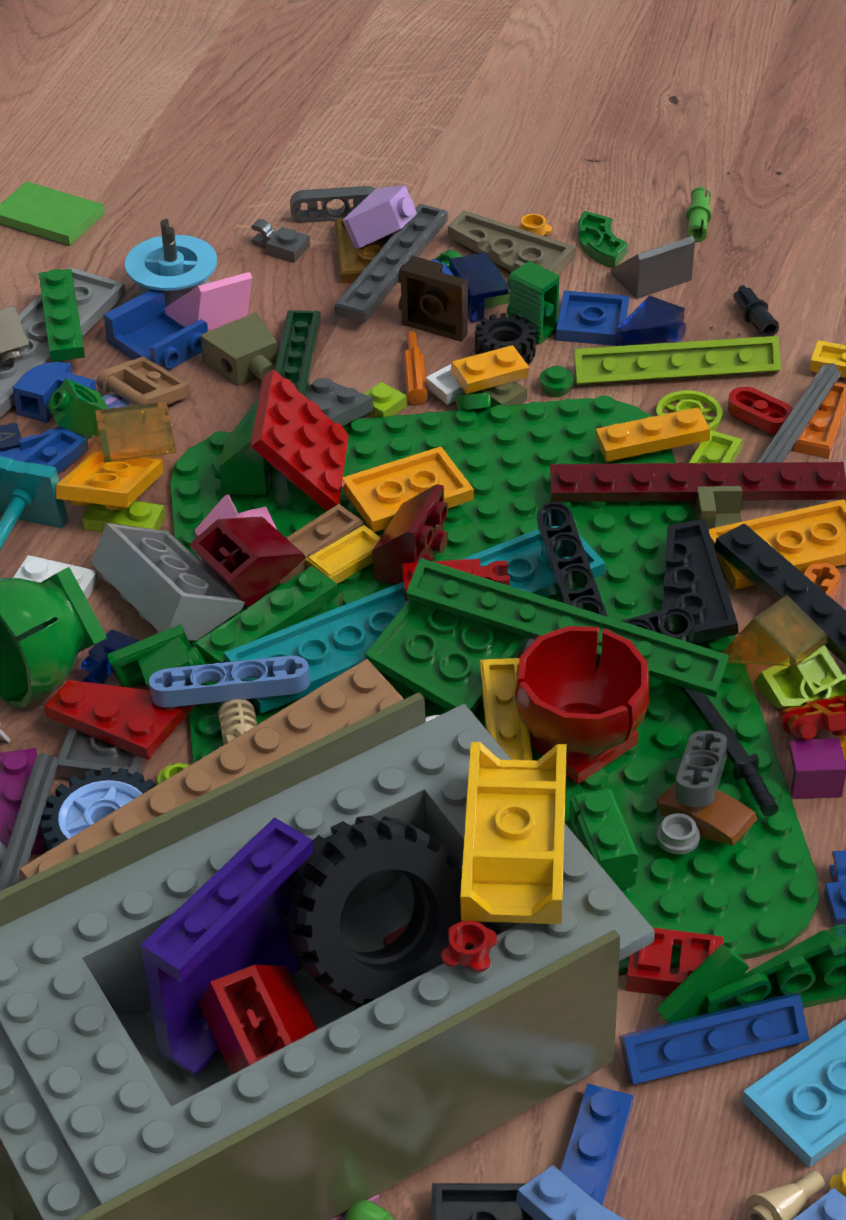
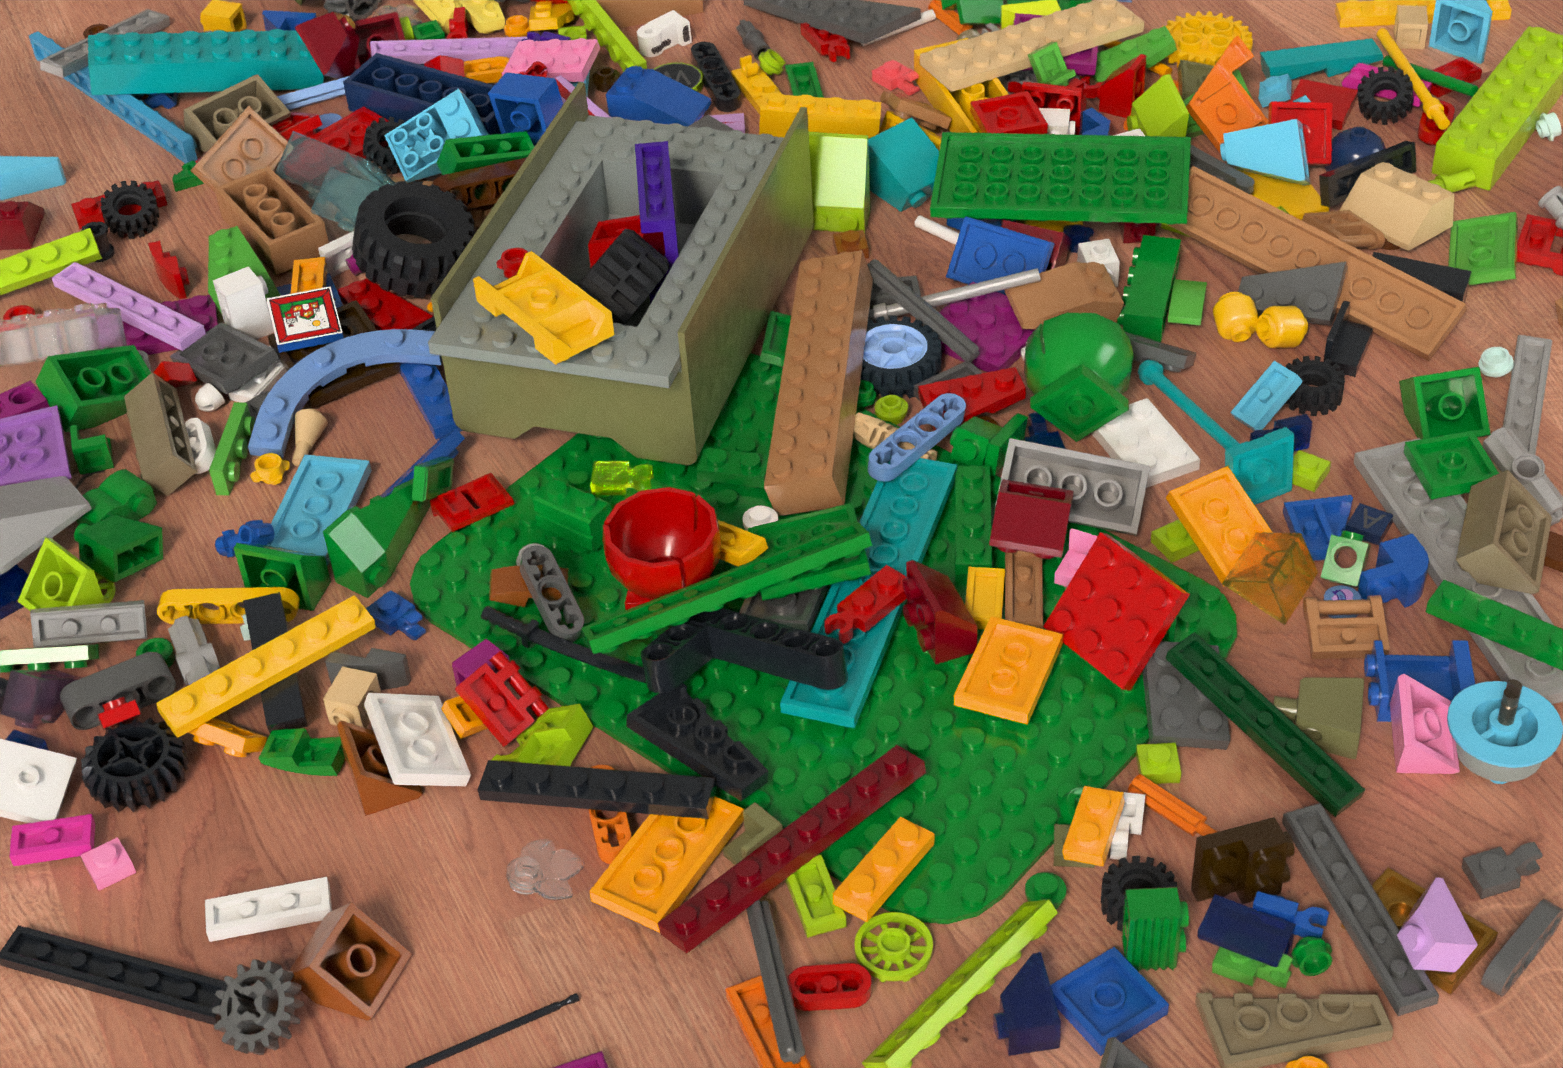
camera: 140 degrees right, 0 degrees up
(777, 637) = (588, 726): clear yellow slope -> none

